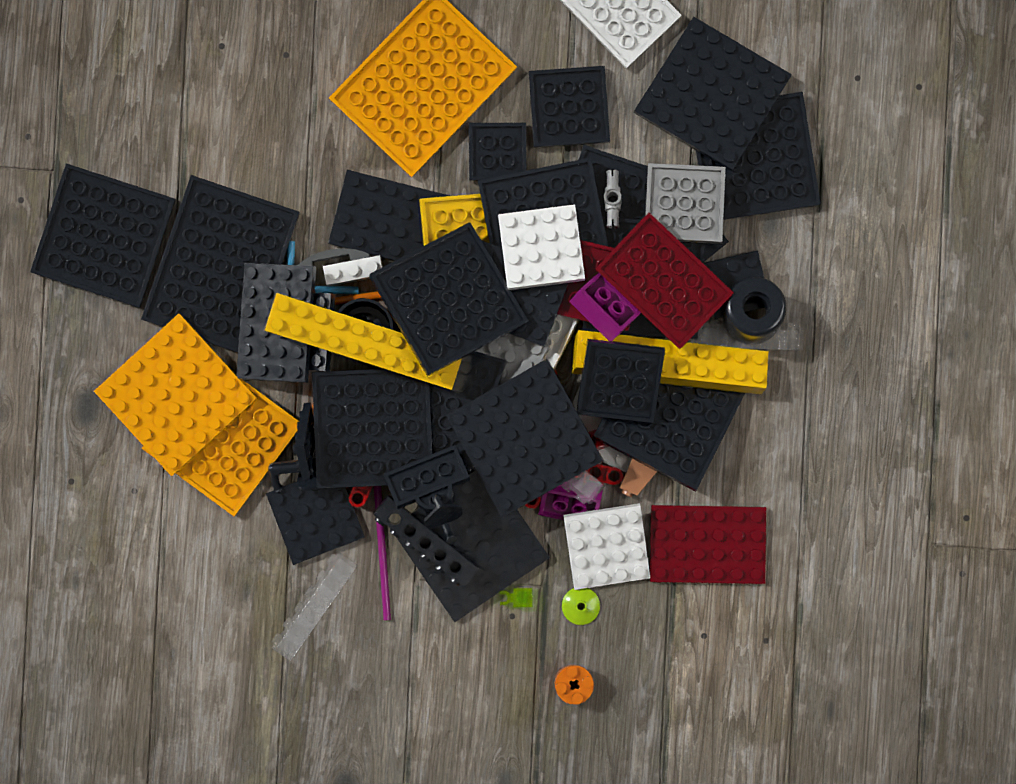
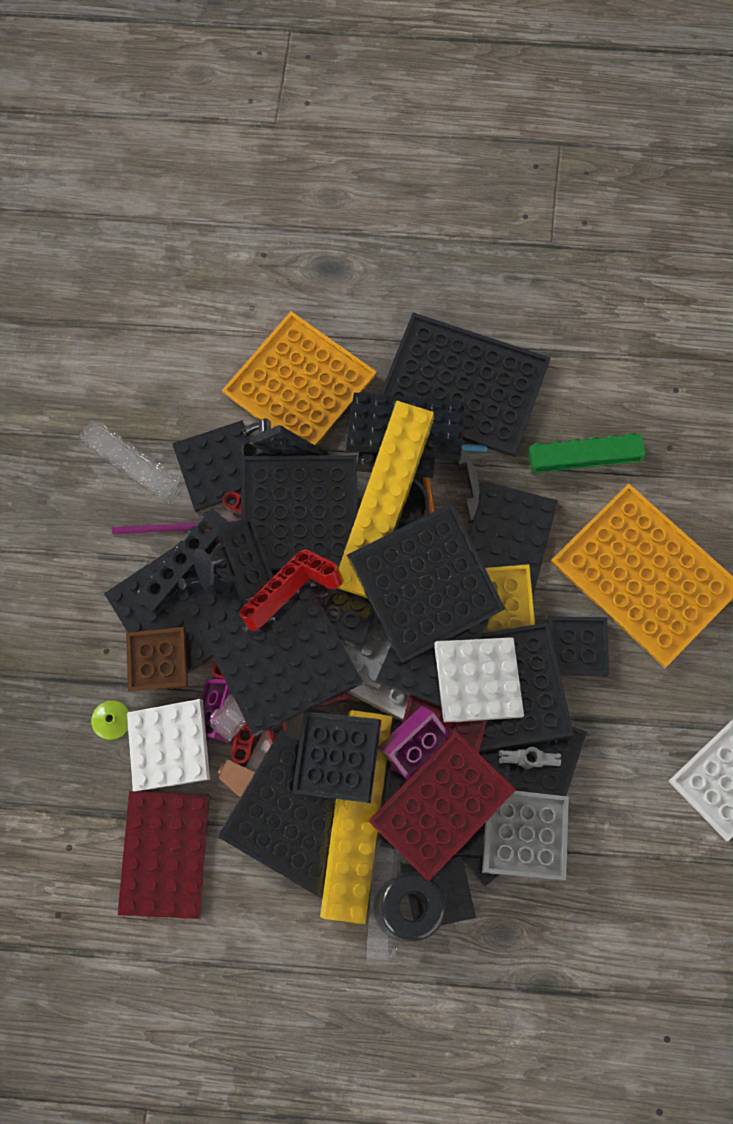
camera: 100 degrees right, 15 degrees down
(103, 235) = (492, 283): black plate -> none
(175, 394) = (340, 340): light orange plate -> none
(296, 140) = (586, 453): none -> green brick
(337, 289) = (438, 484): dark azure bar -> none
(351, 270) = (455, 493): white brick -> none
(433, 421) = (286, 583): none -> red beam
(520, 597) = (120, 657): clear neon green plate -> none
(524, 562) = (156, 659): none -> reddish brown plate
(569, 106) = (626, 720): black plate -> none
(573, 673) = (27, 698): orange brick -> none
(712, 93) = (645, 873): black plate -> none
(776, 166) = (580, 925): black plate -> none

